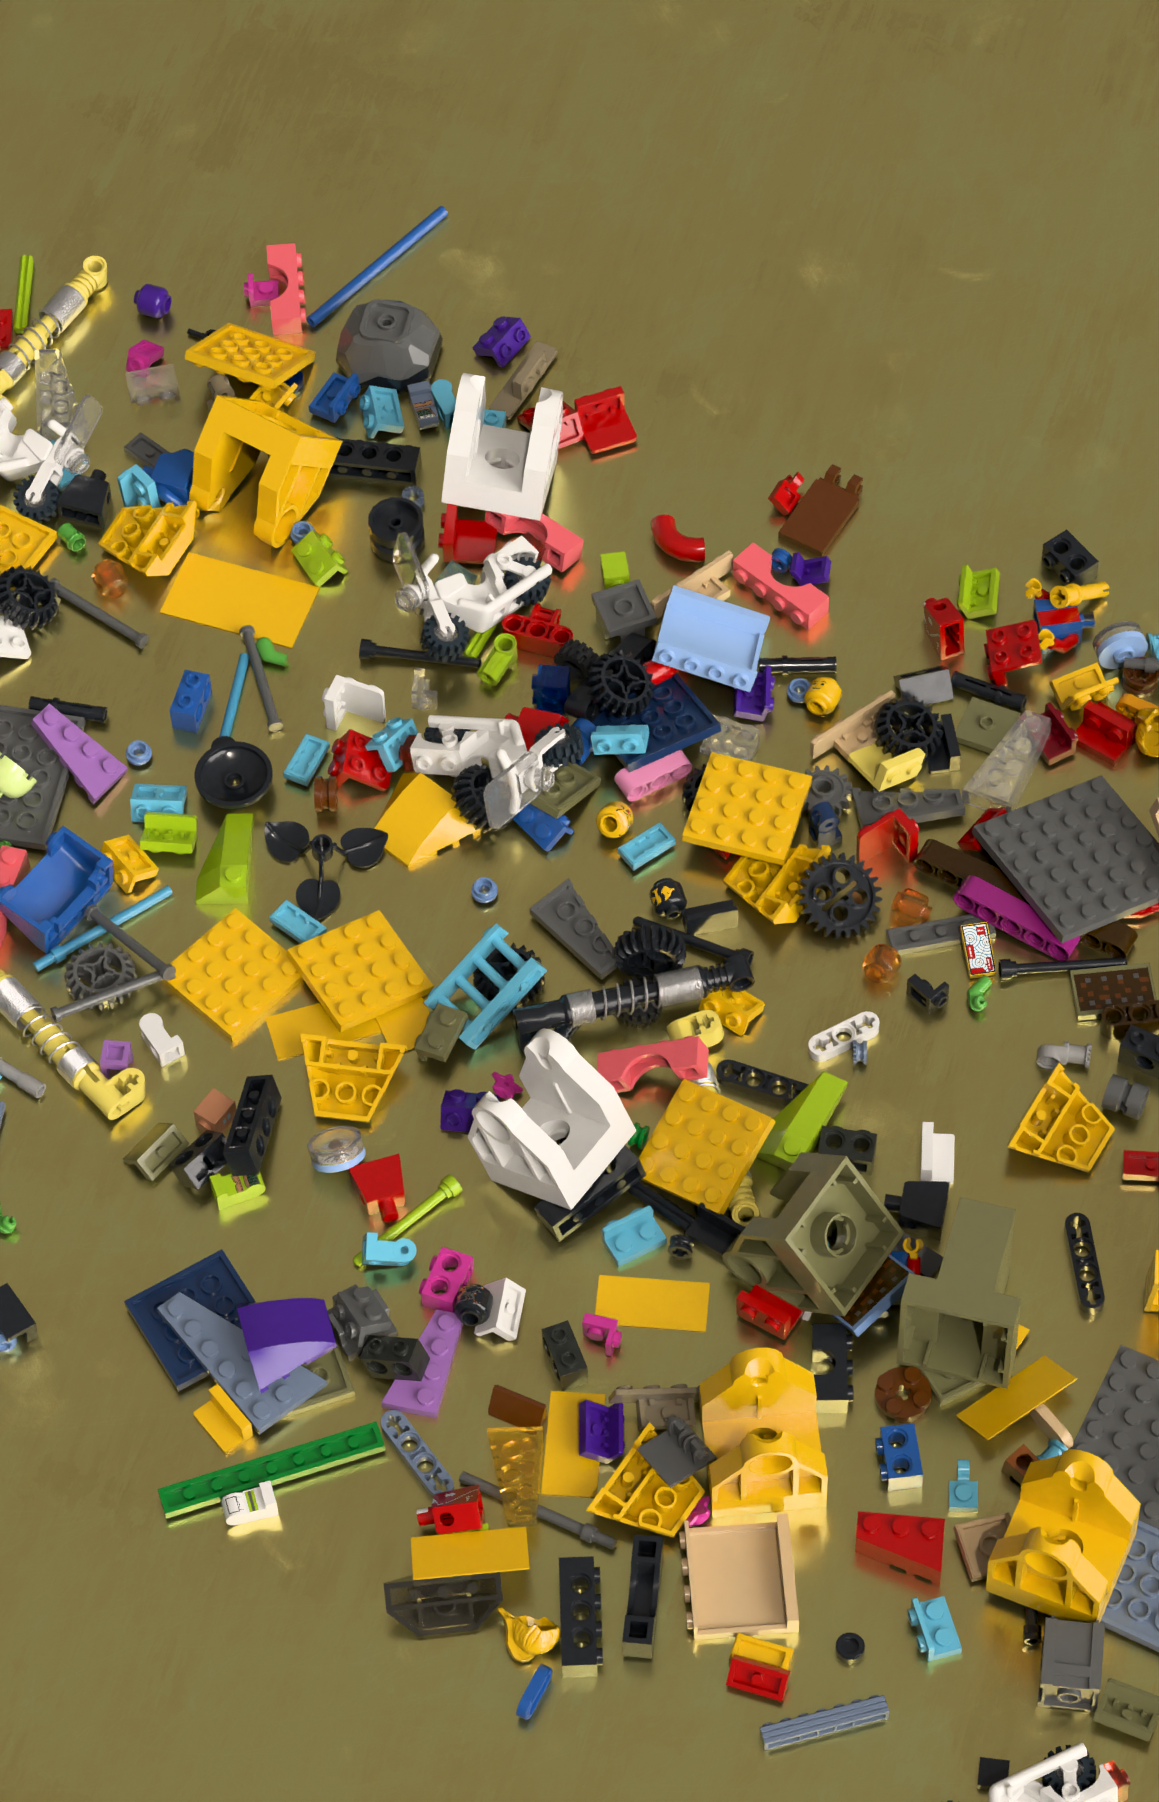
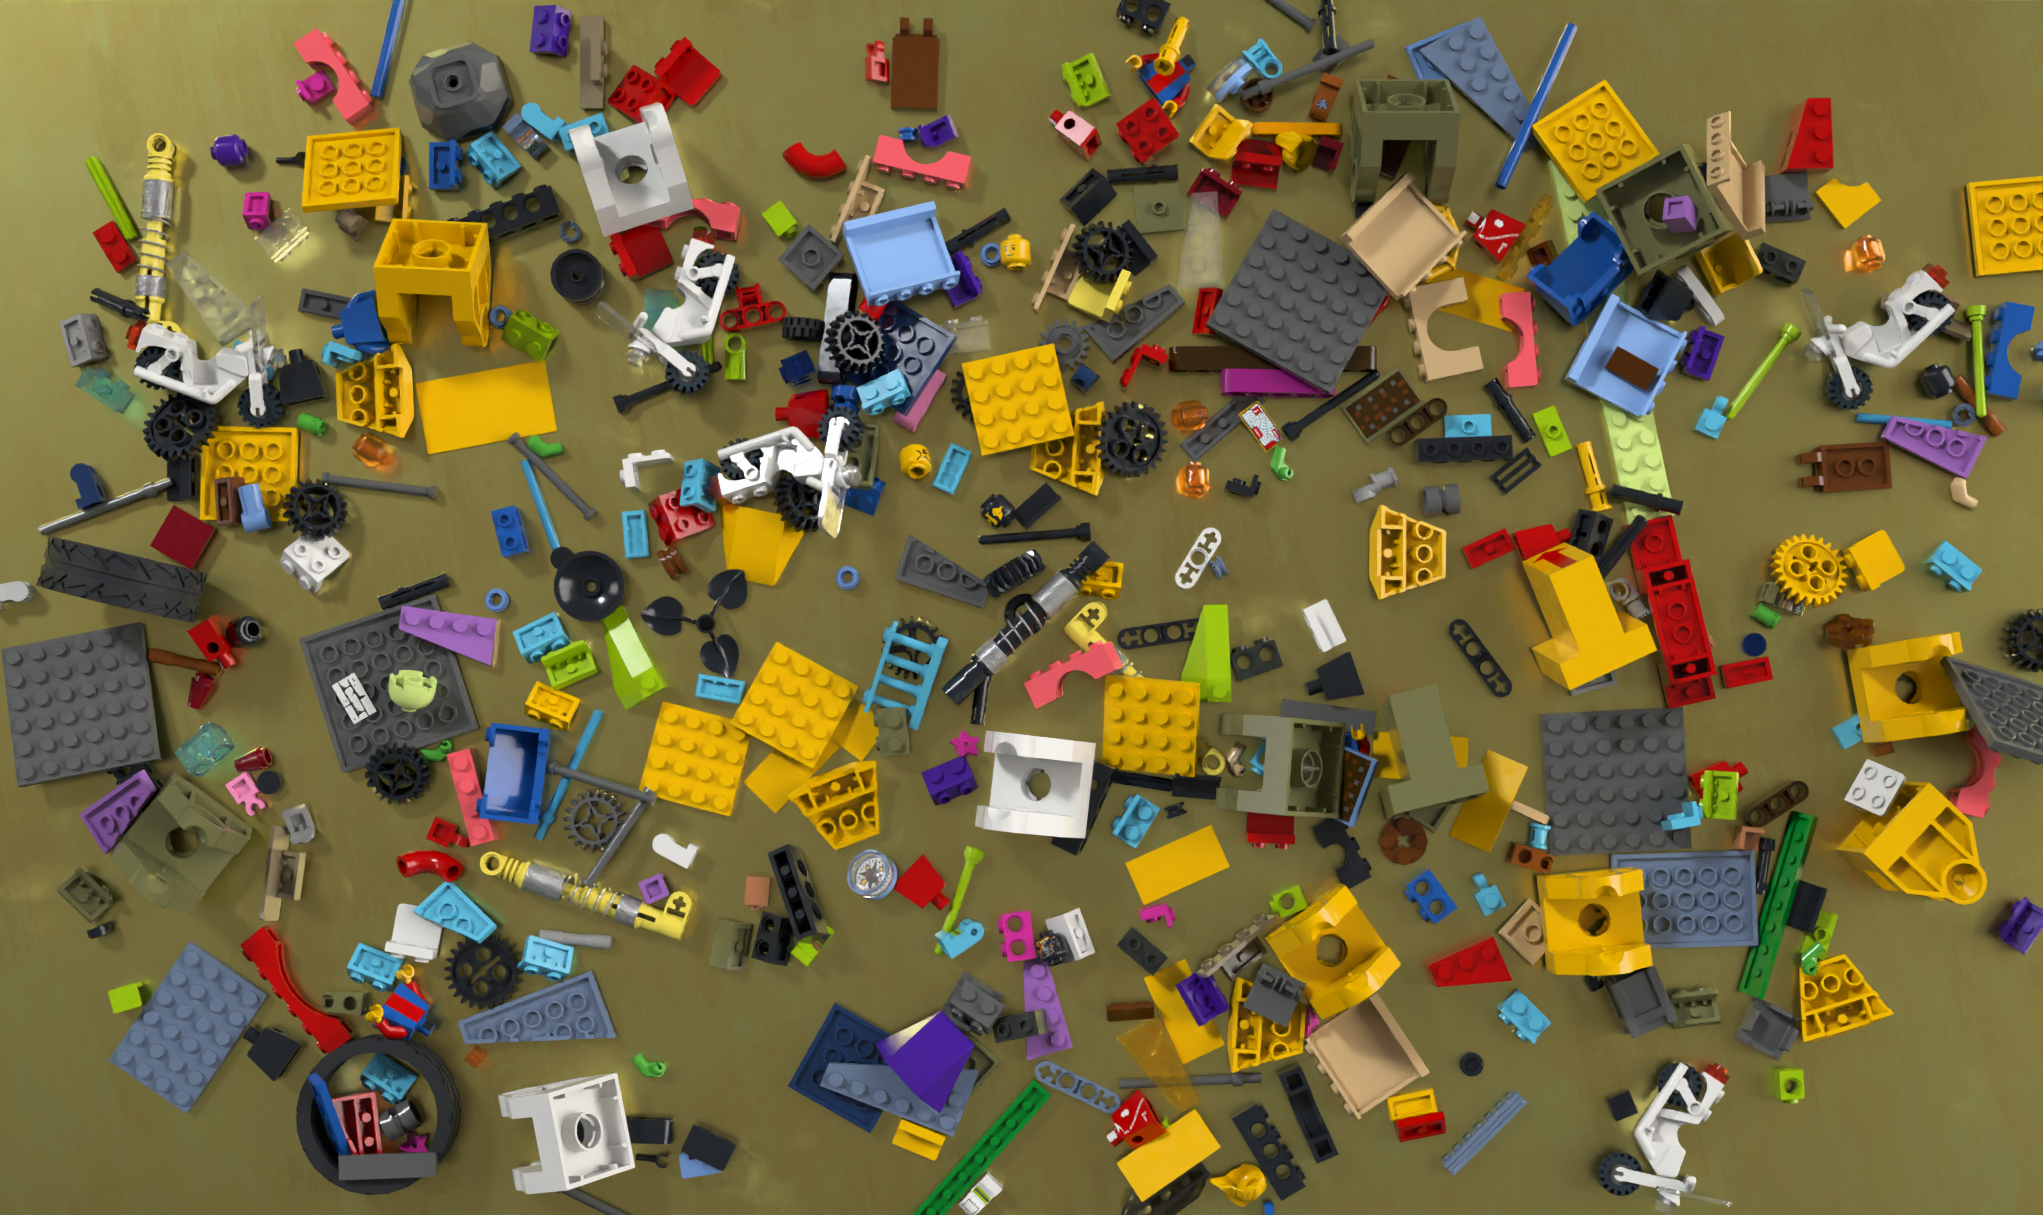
camera: 30 degrees left, 30 degrees up
(421, 694) = (687, 417): clear bracket -> none
(640, 1136) = (1091, 732): green bush -> none

